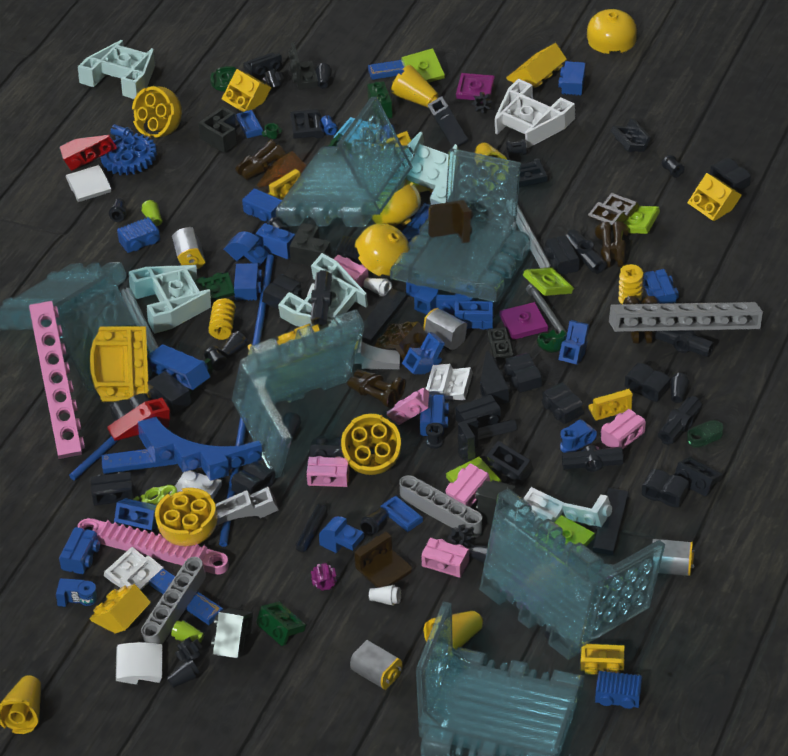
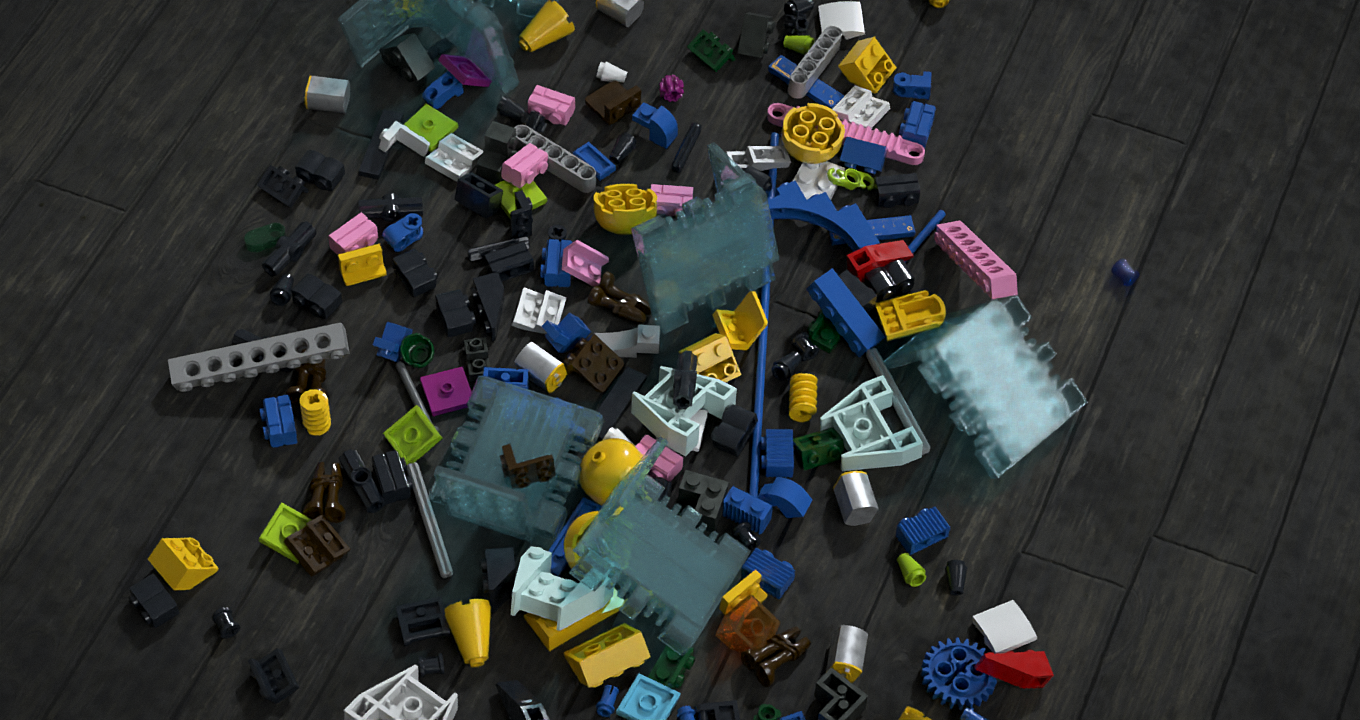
camera: 175 degrees right, 10 degrees up
(209, 157) = (847, 651): none -> flat silver piece

